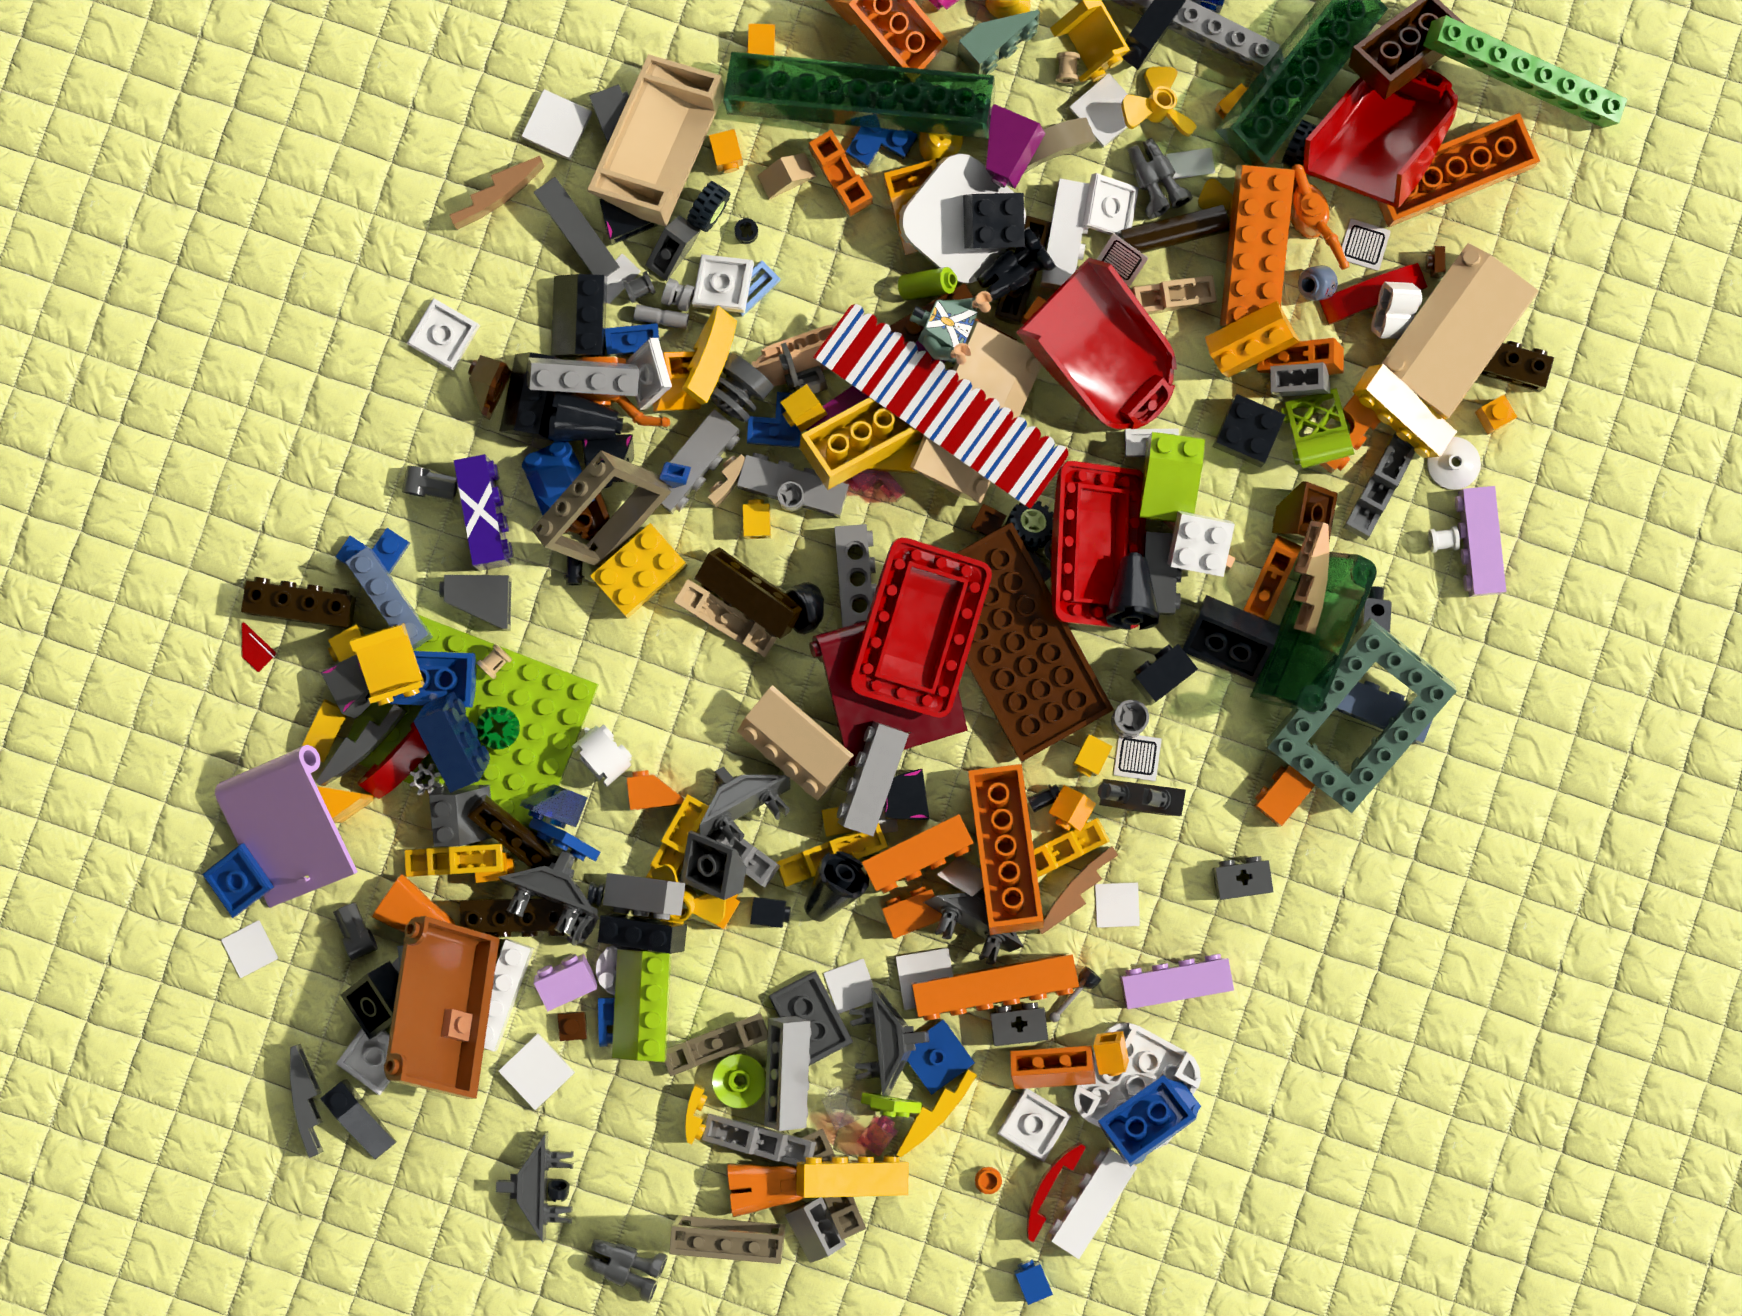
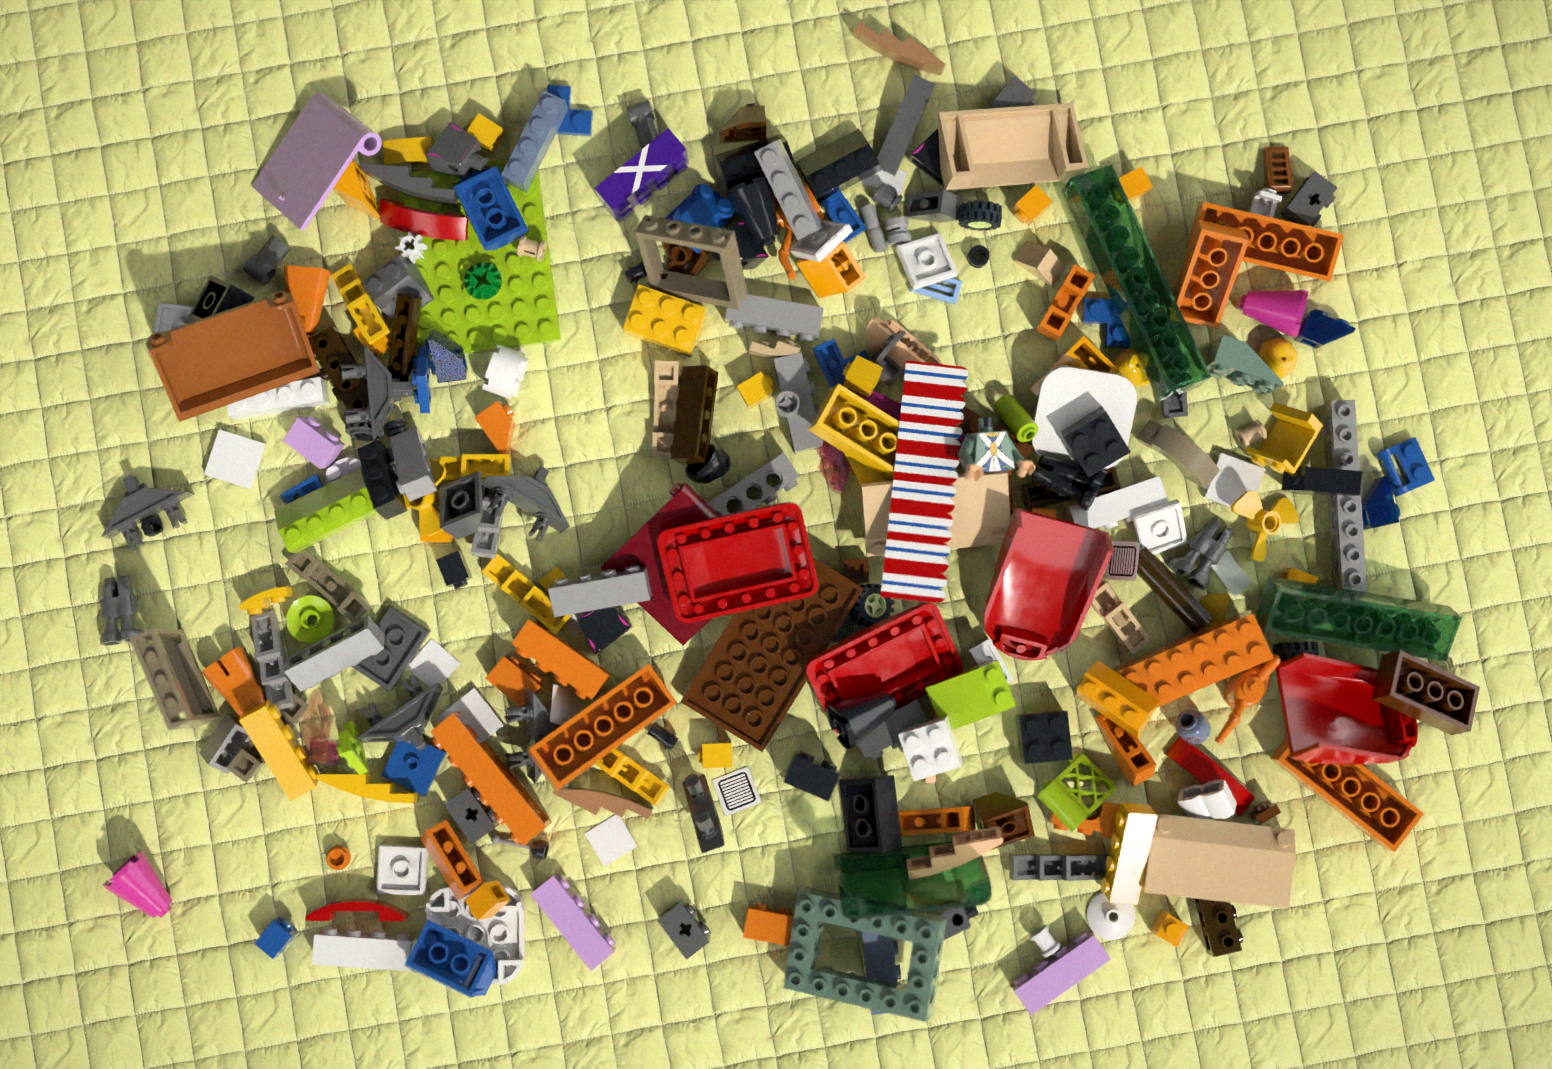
camera: 60 degrees right, 0 degrees up
(238, 880) = (258, 150): blue plate -> none
(249, 949) = (212, 189): white sticker -> none
(255, 649) = (444, 65): red sticker -> none
(298, 604) = (494, 76): dark brown brick -> none
(303, 1088) = (125, 288): dark grey slope -> none
(358, 1118) = (124, 342): black slope -> none
(388, 664) = (481, 166): yellow panel -> none
(443, 334) = (766, 71): white tile -> none
(452, 741) = (447, 248): dark blue brick -> none
(456, 1025) = (229, 375): nougat plate -> none
(481, 596) = (577, 212): dark grey slope -> none
(557, 124) = (978, 65): white tile -> none
(572, 1026) = (285, 467): reddish brown plate -> none
(675, 474) = (754, 305): blue slope -> none
(710, 355) = (862, 280): yellow slope -> none
(737, 388) = (850, 316): dark grey wheel -> none
(795, 743) = (595, 515): tan slope -> none
(835, 885) = (501, 609): black cone -> none
(840, 1107) = (332, 710): clear brick -> none
(1011, 145) = (1162, 421): magenta slope -> none
(1071, 809) = (664, 761): light orange brick -> none
(1130, 719) = (761, 769): light grey wheel -> none
(1299, 379) = (1107, 755): light grey brick -> none
(1365, 244) = (1246, 747): white sticker -> none
(1525, 71) = (1460, 799): bright green brick -> none

